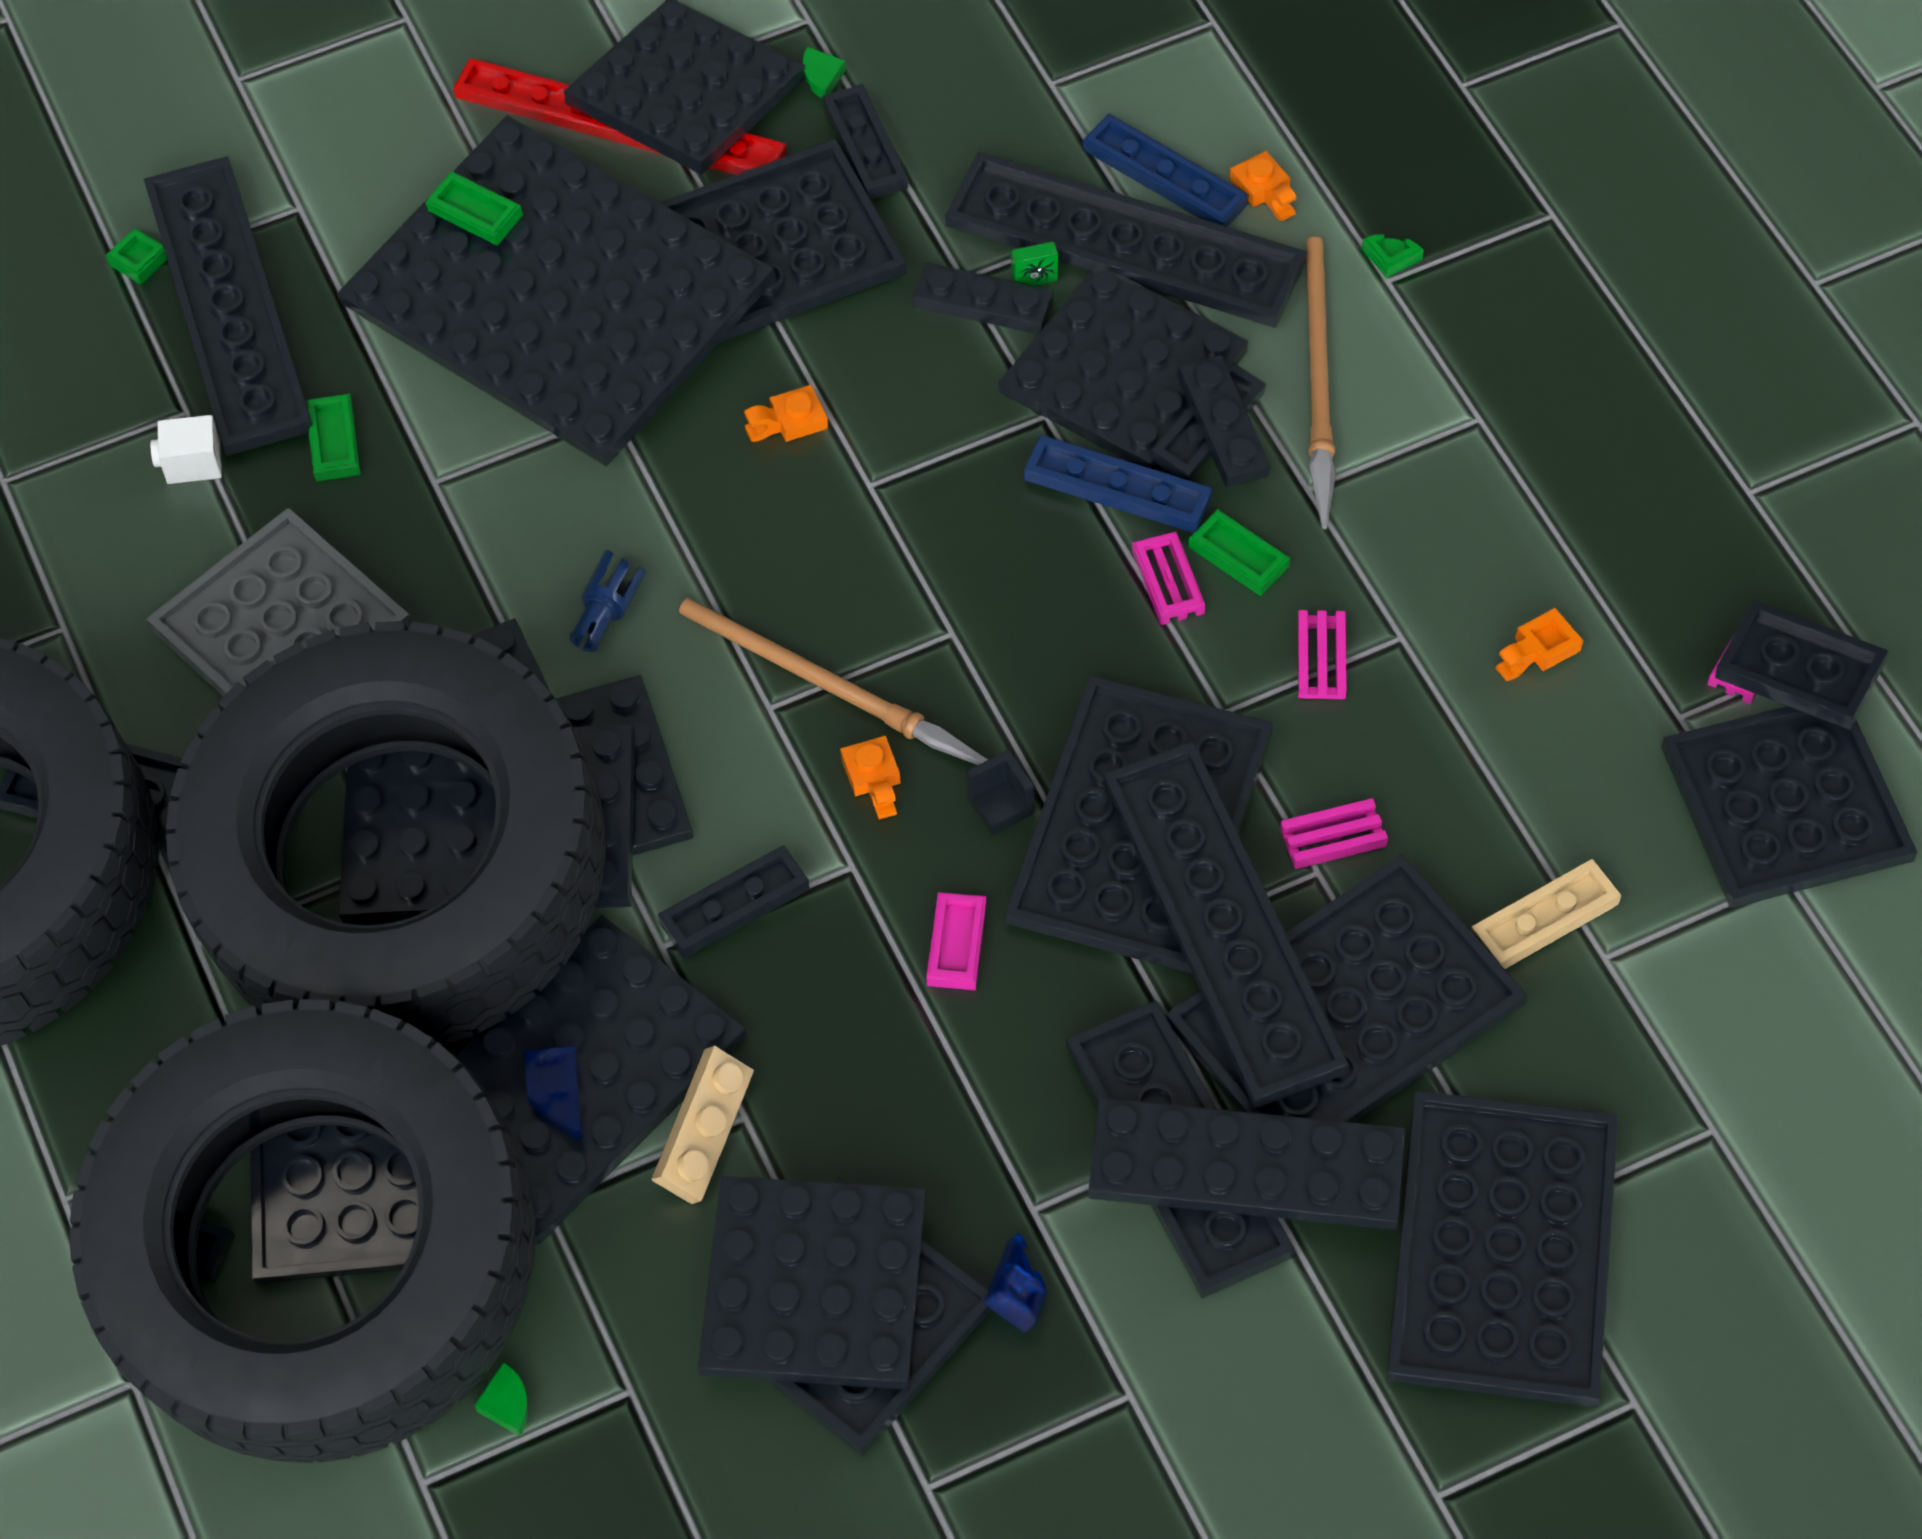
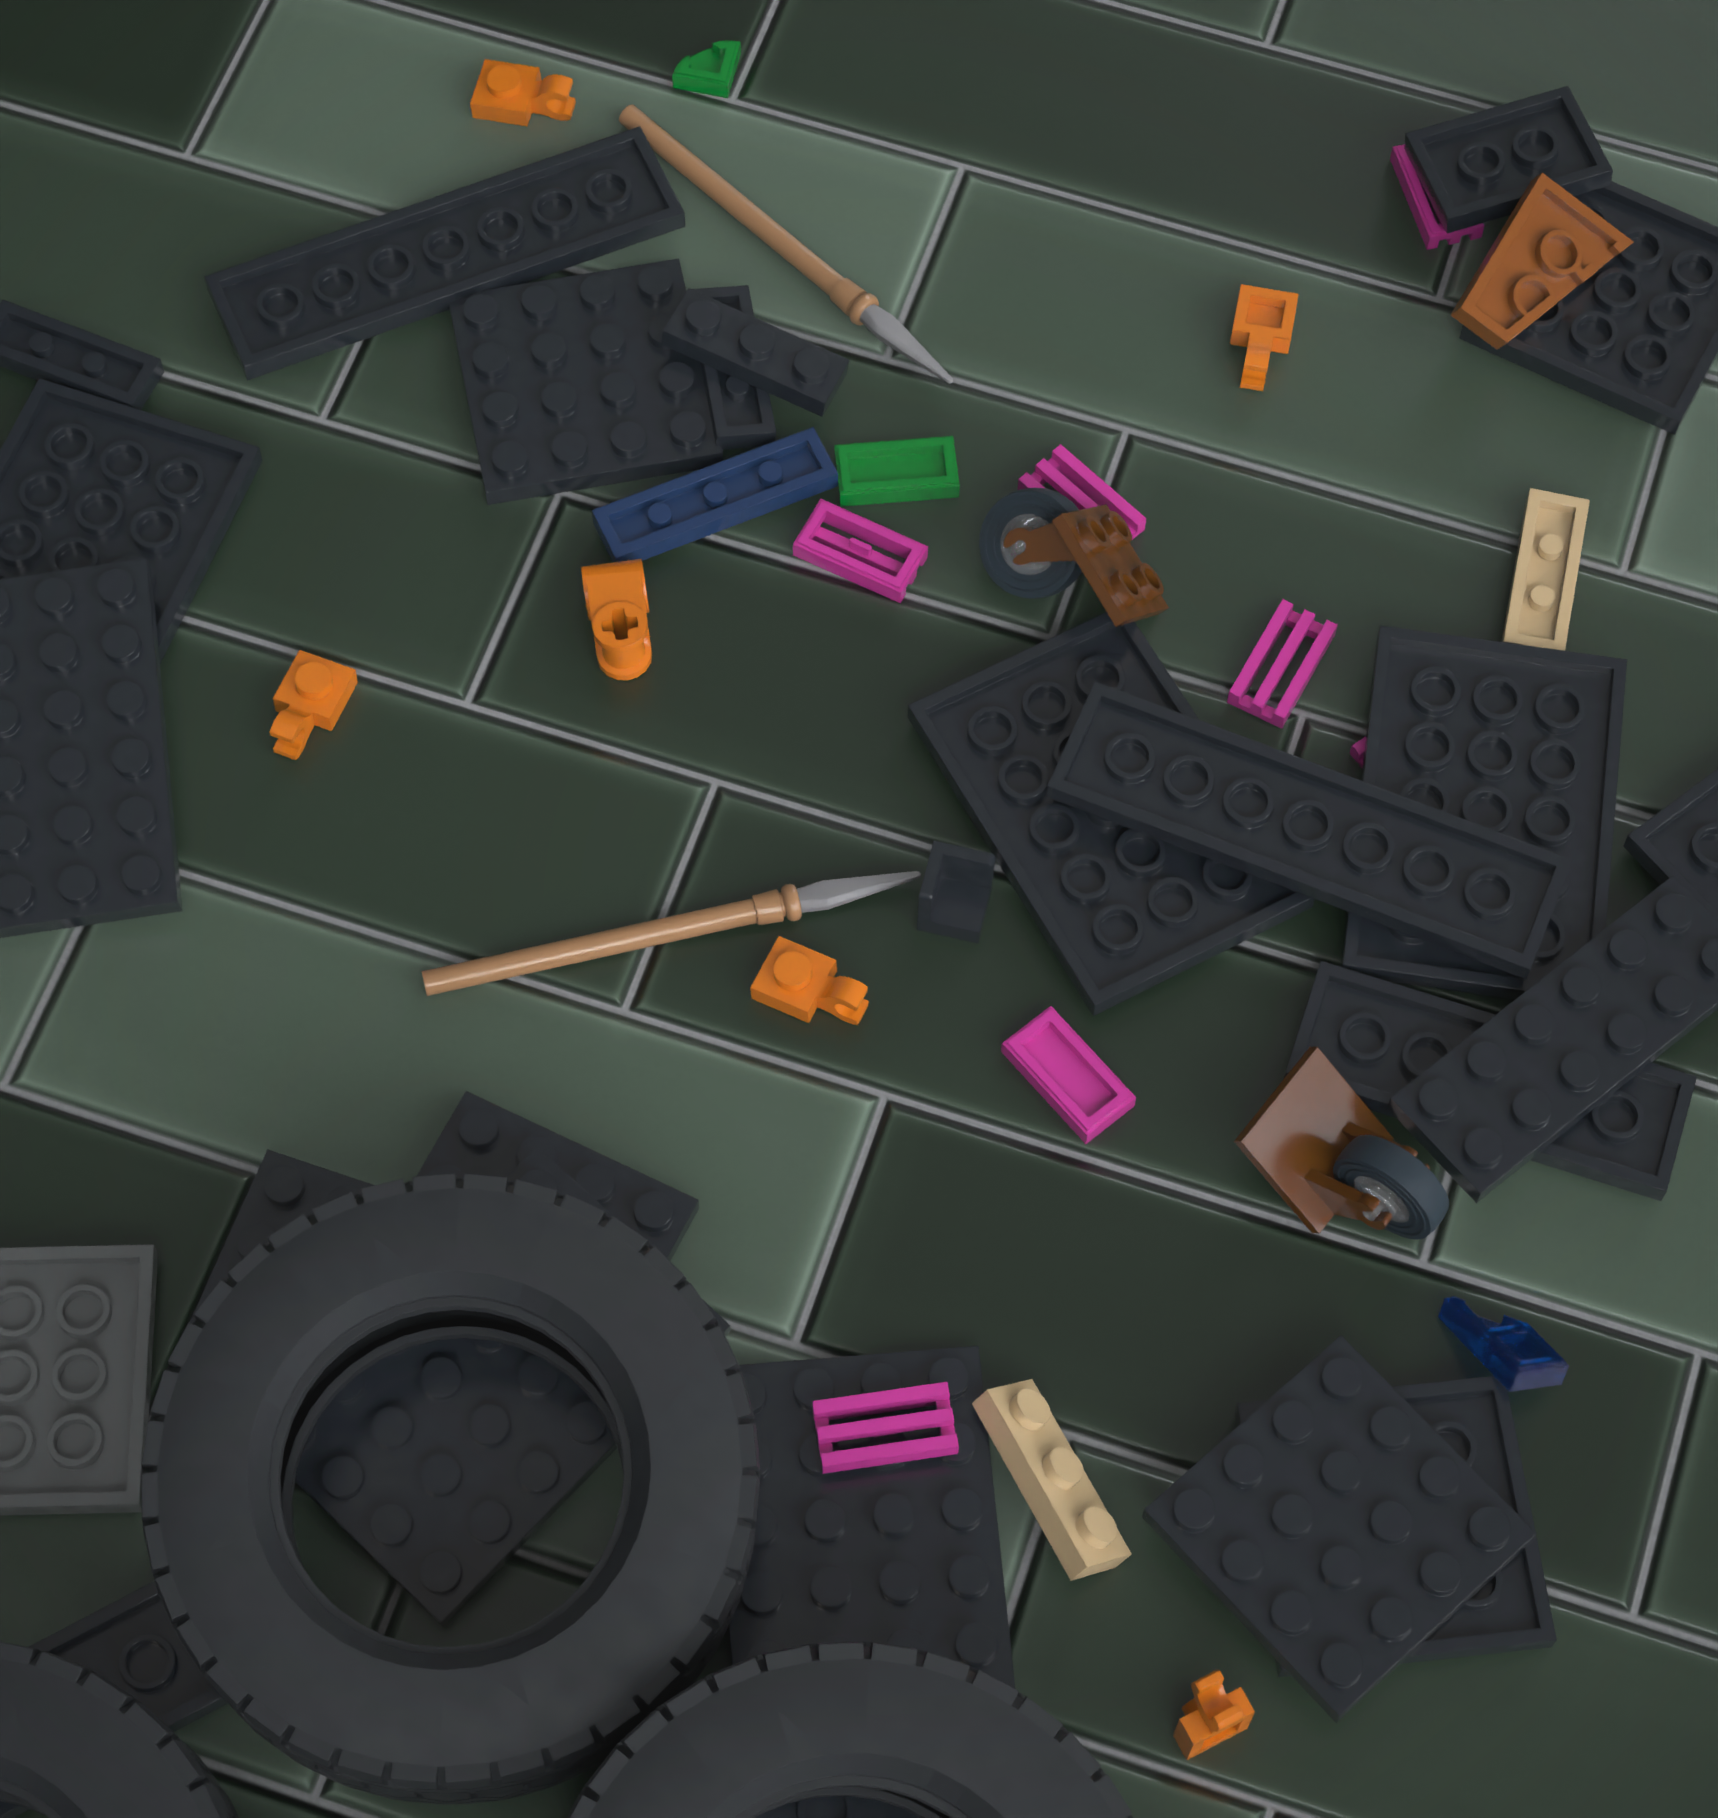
camera: 50 degrees left, 5 degrees up
(555, 1086) = (878, 1581): clear blue tile -> none
(604, 603) = (341, 1045): dark blue arm -> none
(614, 994) = (881, 1402): none -> dark pink tile
(641, 1311) = (1211, 1715): none -> orange plate
(733, 901) = (823, 1233): black plate -> none
(983, 298) = (369, 423): black plate -> none
(994, 502) = (618, 617): none -> orange piece
(1035, 264) = (390, 347): green tile -> none
(1039, 1099) = (1337, 1158): none -> reddish brown plate
(1165, 171) = (404, 156): dark blue tile -> none
(1276, 675) = (1041, 543): none -> plate
(1742, 733) = (1536, 261): none -> dark orange wing

